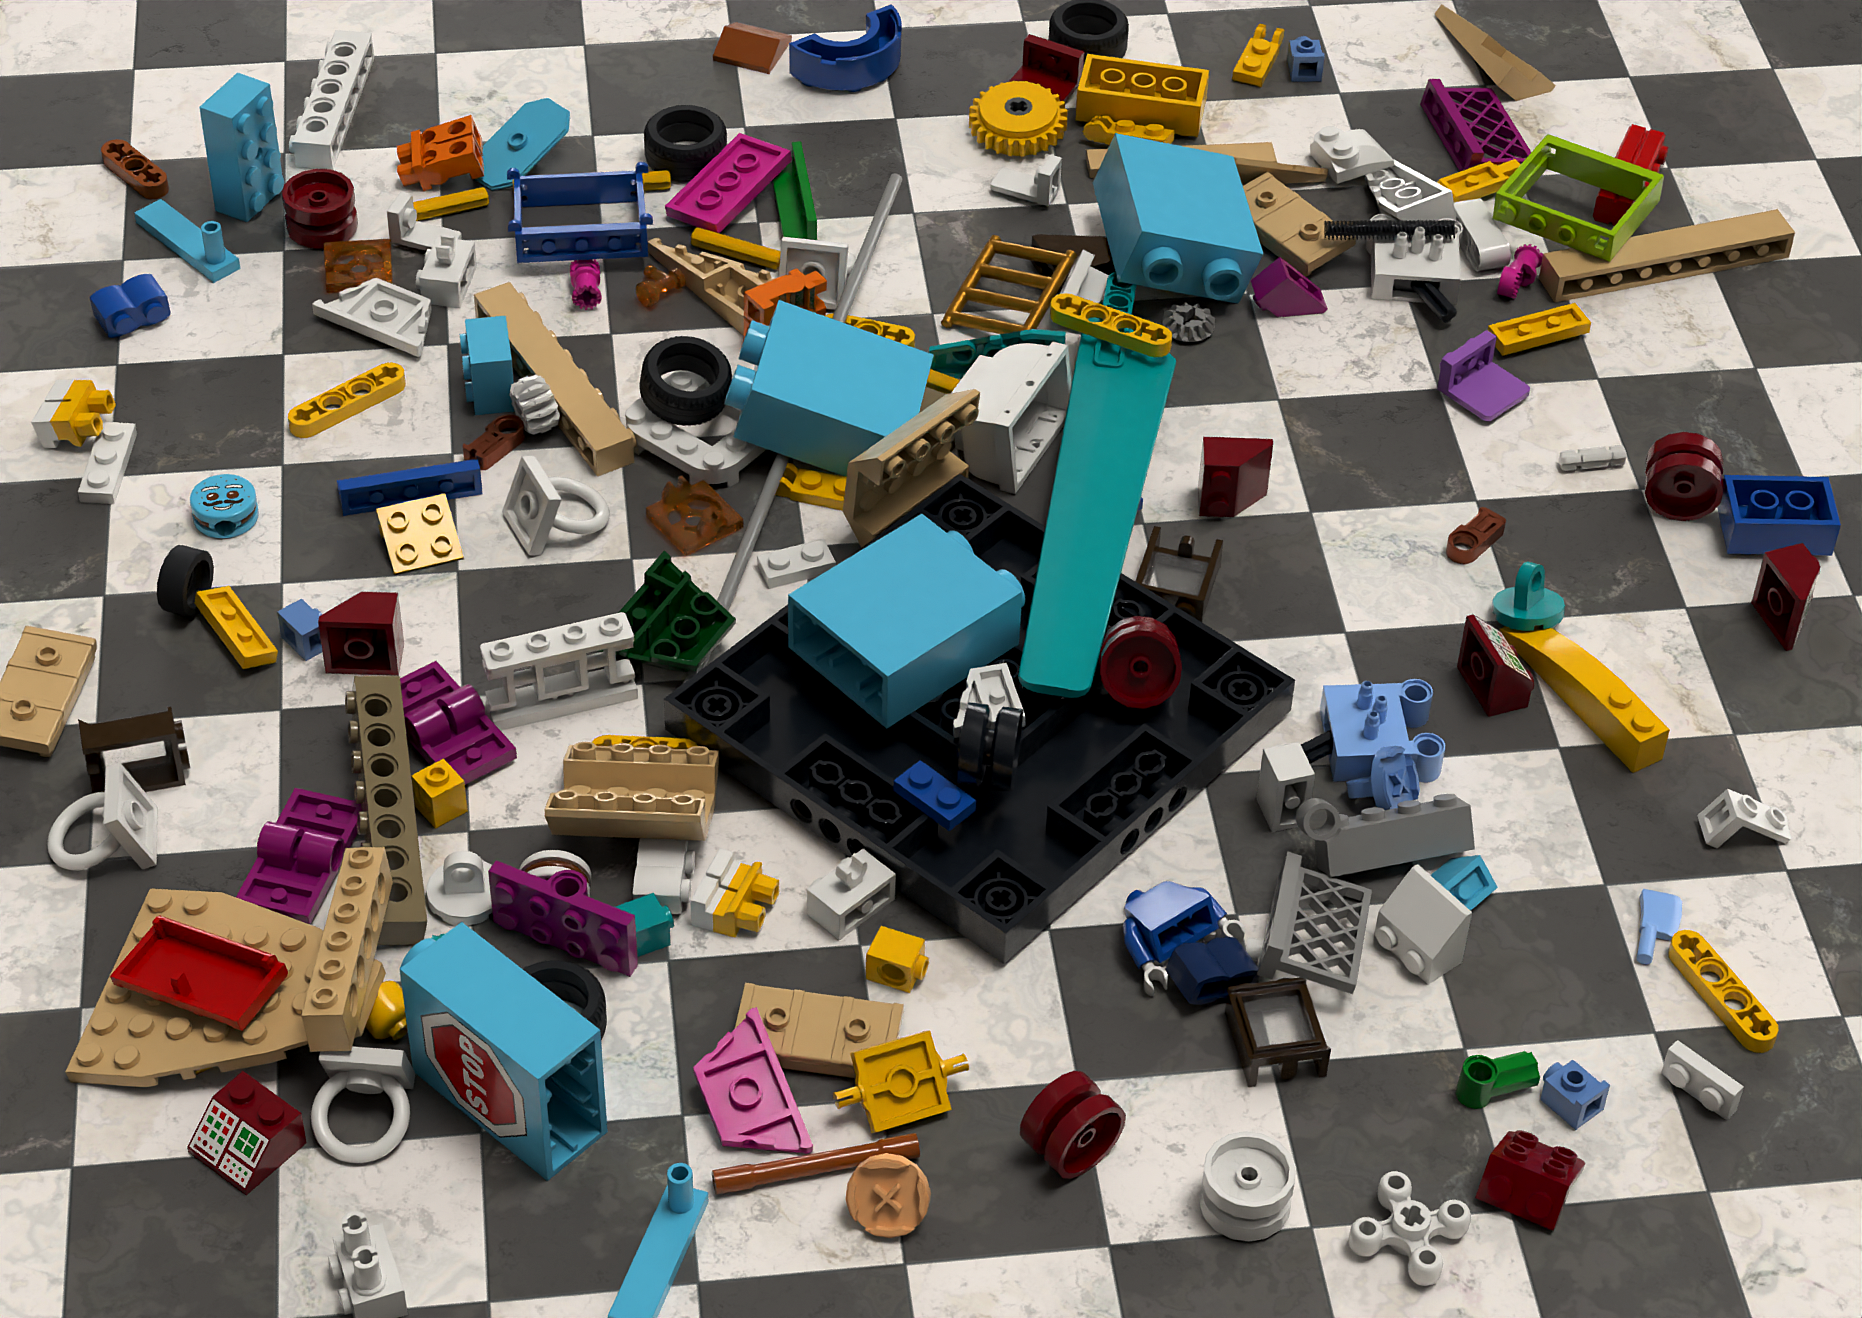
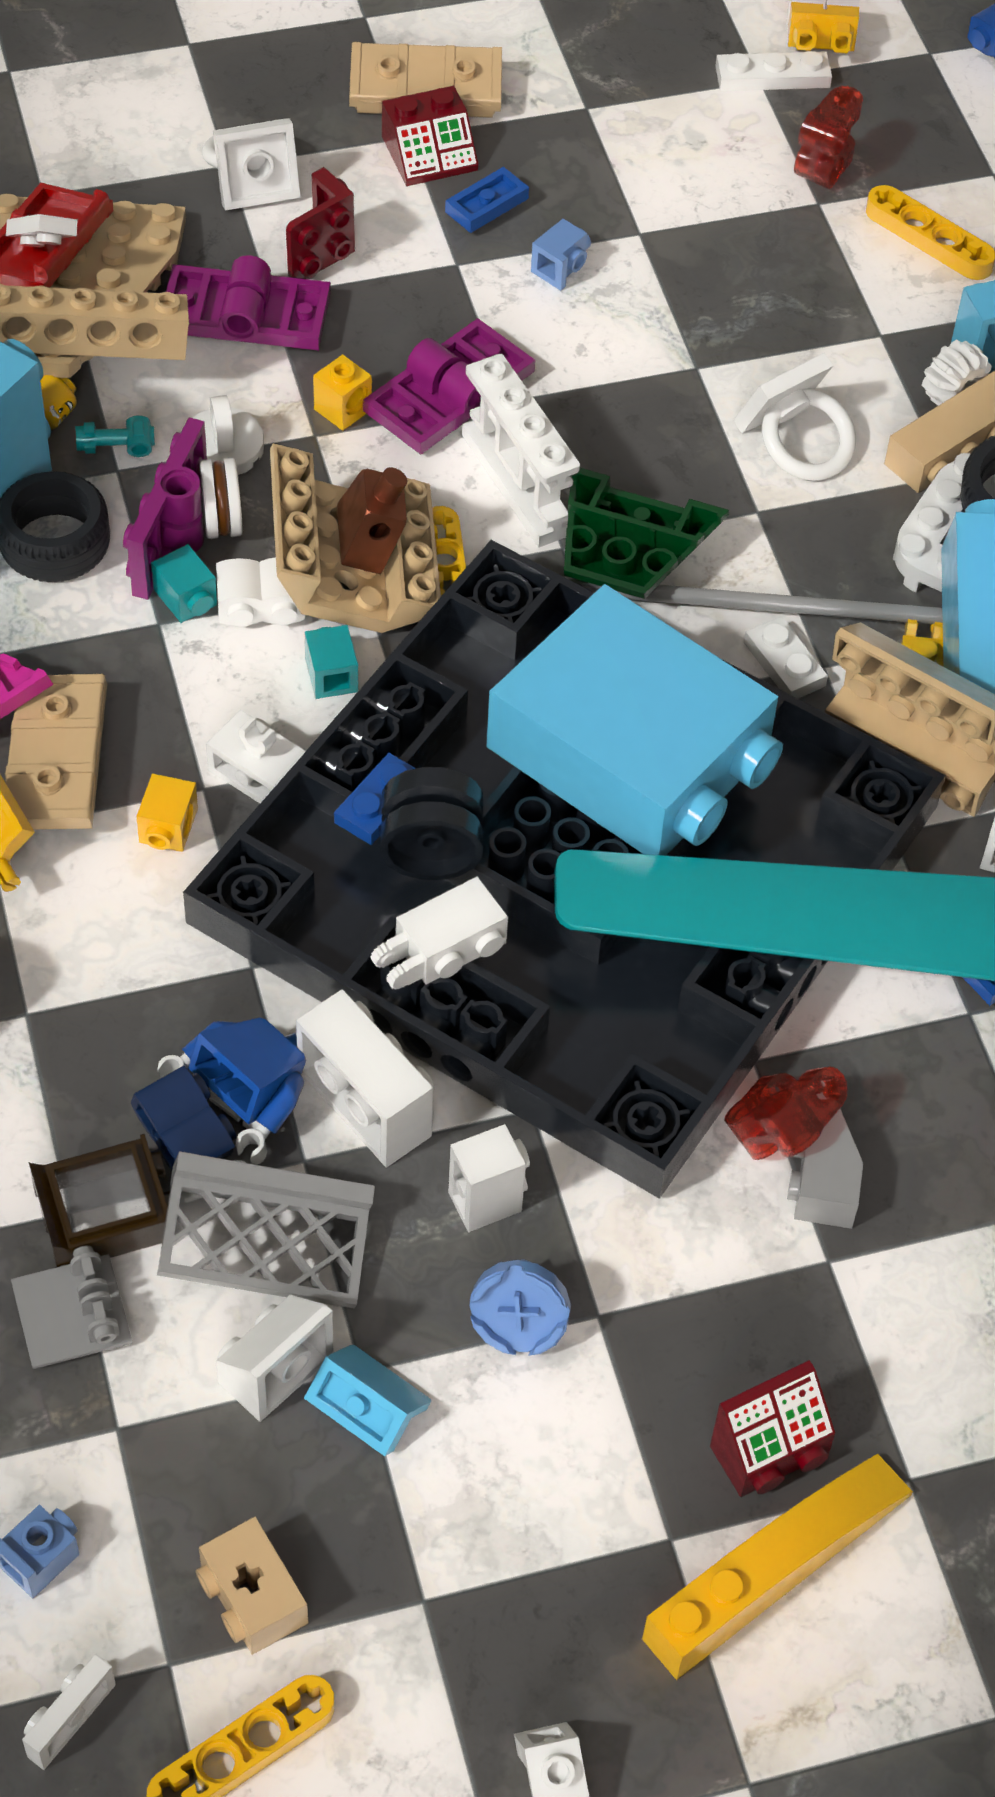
camera: 80 degrees right, 10 degrees up
(117, 689) = (429, 135): none -> slope
(144, 747) = (348, 150): dark brown window -> none
(181, 576) = (595, 122): black tyre -> none
(211, 960) = (41, 229): none -> white plate
(215, 671) = (487, 199): none -> blue plate
(224, 506) = (728, 163): medium azure head -> none
(226, 767) = (323, 232): none -> dark red bracket
(236, 627) = (551, 202): yellow plate -> none
(241, 426) = (826, 137): none -> clear red piece
(363, 635) = (548, 292): dark red slope -> none
(387, 800) = (291, 364): dark tan brick -> none
(396, 487) = (805, 309): blue fence -> none
(419, 533) = (731, 320): yellow hinge -> none
(494, 444) = (897, 361): copper piece -> none
(628, 761) = (372, 518): none -> copper torso
(723, 523) = (817, 572): clear orange piece -> none
(728, 896) = (242, 655): yellow hips -> none
(749, 835) = (331, 661): none -> teal brick
(988, 686) = (536, 832): white wing -> none
(1083, 763) = (443, 935): none -> white hinge
(1140, 683) = (645, 987): dark red wheel -> none
(1180, 575) = (864, 1037): window -> none
(1191, 843) = (366, 1077): none -> white brick
(1249, 619) = (786, 1118): none -> clear red piece
(1268, 609) = (828, 1177): none -> light grey slope
(1369, 1062) = (71, 1309): none -> light grey hinge
(1374, 716) = (625, 1286): light blue piece -> none
(1388, 836) = (430, 1304): light grey hinge -> none
(1486, 1077) = (53, 1456): green piece -> none
(1528, 602) = (918, 1481): teal tile -> none
(1603, 966) = (249, 1557): none -> tan brick
(1659, 919) = (361, 1668): light blue piece -> none

